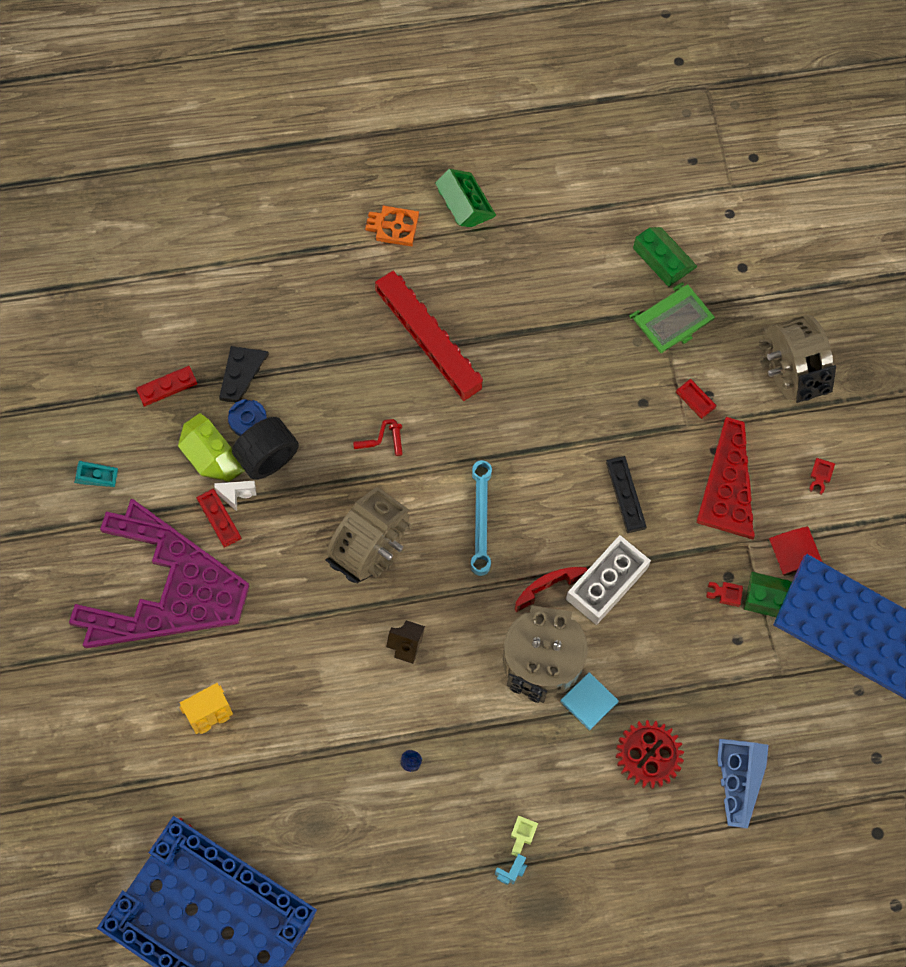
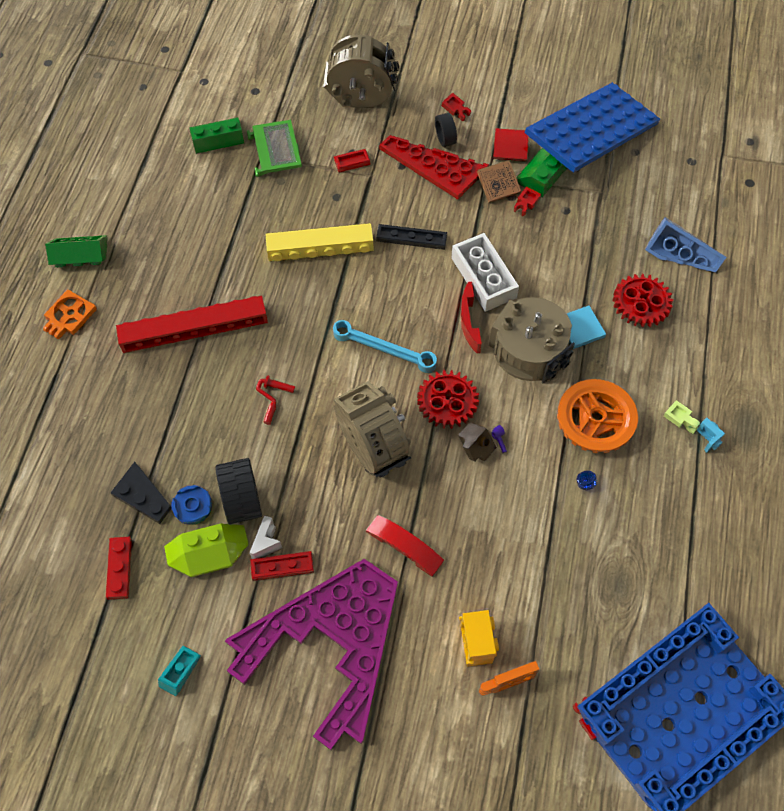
camera: 65 degrees left, 5 degrees down
(178, 748) = (509, 679): none -> orange piece
(277, 616) = (406, 543): none -> red slope
(427, 601) = (449, 384): none -> red gear
(428, 658) = (496, 433): none -> dark purple hand
(501, 728) = (585, 398): none -> orange gear
(574, 409) = (319, 242): none -> light yellow brick
(736, 555) = (498, 181): none -> medium nougat tile
(776, 475) = (446, 129): none -> black tyre

